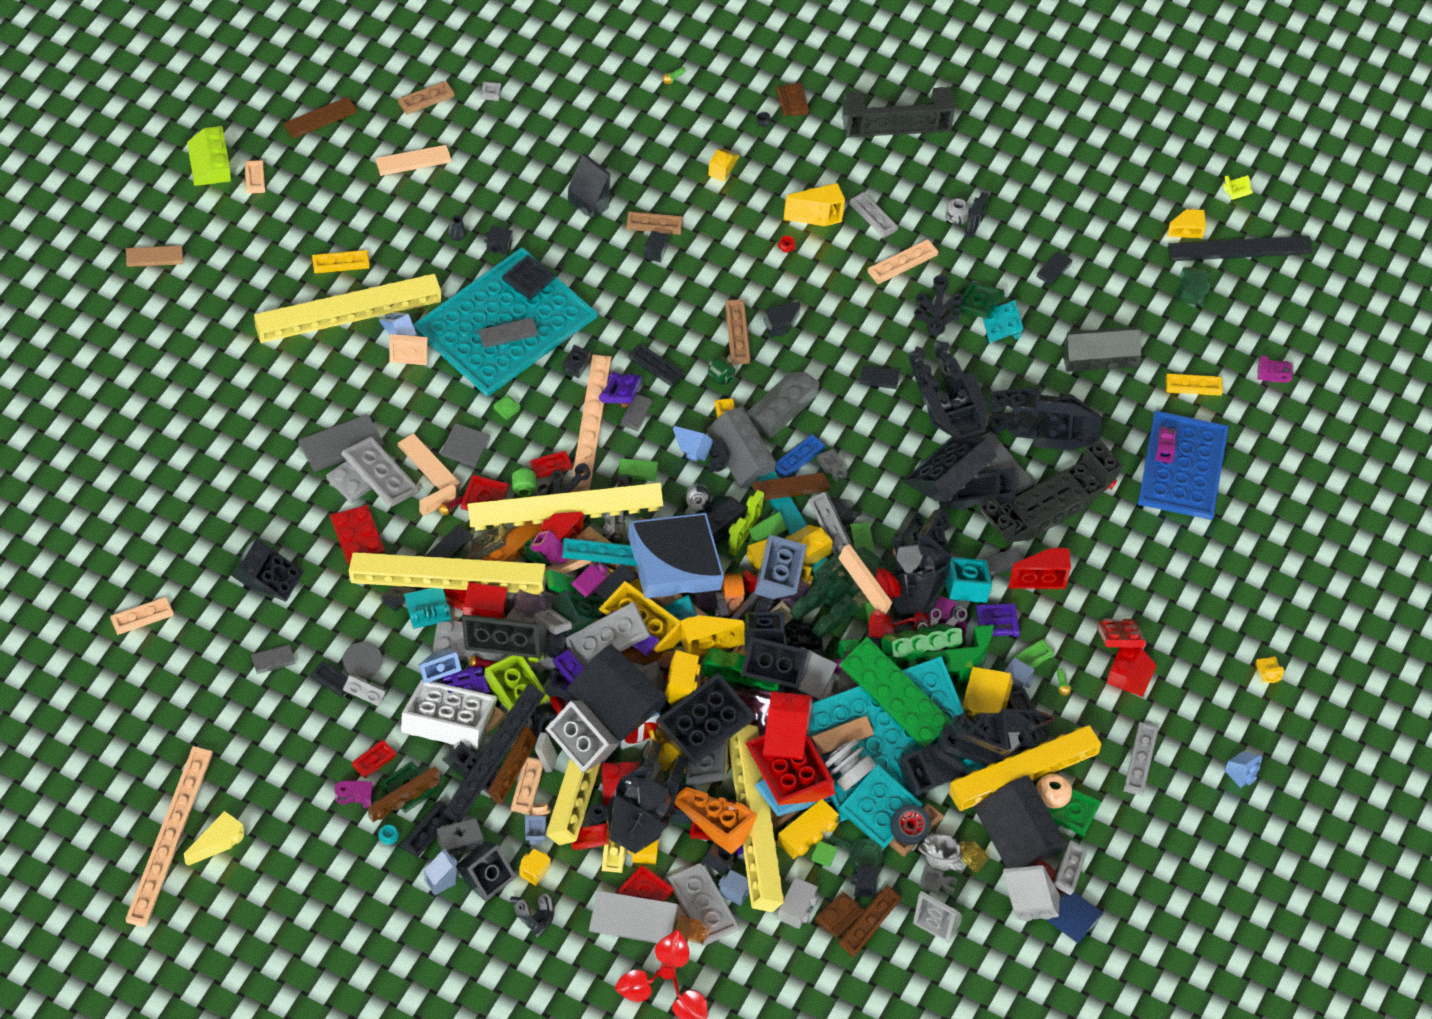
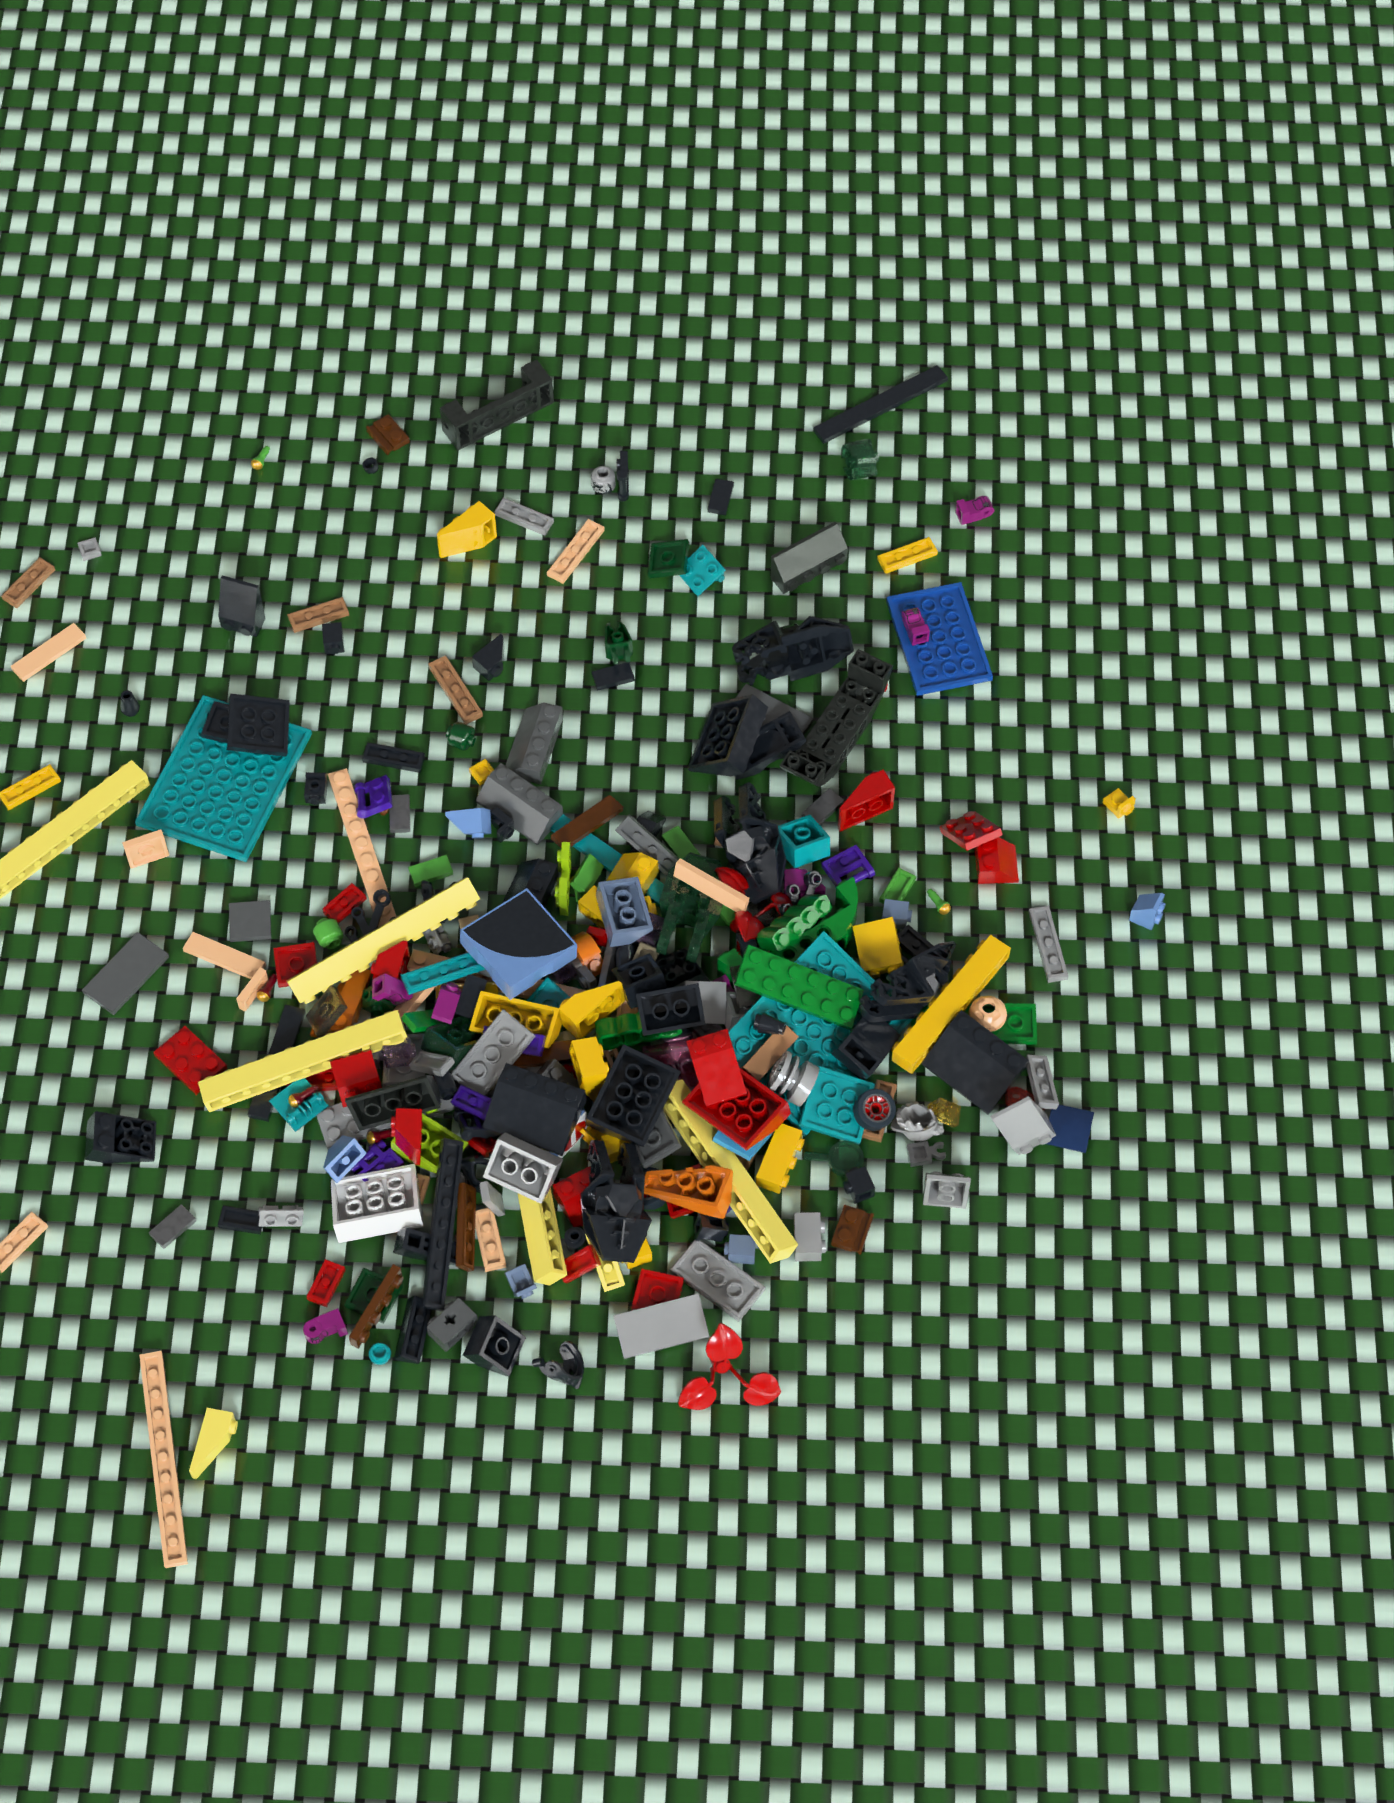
camera: 20 degrees left, 5 degrees up
(348, 482) = (156, 1004): light grey plate -> none
(362, 660) = (261, 1186): dark grey tile -> none
(380, 471) = (181, 986): light grey tile -> none
(398, 324) = (121, 827): medium blue slope -> none
(426, 601) = (298, 1098): none -> dark red piece
(441, 872) = (453, 1369): slope -> none
(499, 240) = (176, 698): black brick -> none
(502, 665) = (408, 1132): none -> red slope
(507, 407) = (270, 863): bright green plate -> none
(508, 332) = (234, 788): flat silver tile -> none
(534, 866) = (539, 1318): yellow brick -> none
(540, 809) = (515, 1258): light nougat plate -> none
(553, 288) = (258, 725): none -> black plate
(692, 929) = (723, 1312): clear orange brick -> none
(698, 490) = (504, 872): light grey head -> none
(722, 164) = (354, 527): yellow slope -> none
(786, 240) = (457, 577): red plate -> none
(799, 456) = (578, 788): blue tile -> none
(824, 854) = (806, 1175): bright green tile -> none
(832, 463) = (613, 781): flat silver plate -> none
(851, 711) = (767, 1024): none -> black cone
(869, 920) = (883, 1222): reddish brown tile -> none
(896, 351) = (618, 643): none -> dark green hinge
(937, 325) = (634, 584): black plant -> none
(967, 410) = (711, 673): black connector -> none
(1188, 224) = (823, 401): yellow slope -> none
(1238, 187) = (849, 344): neon yellow bracket -> none

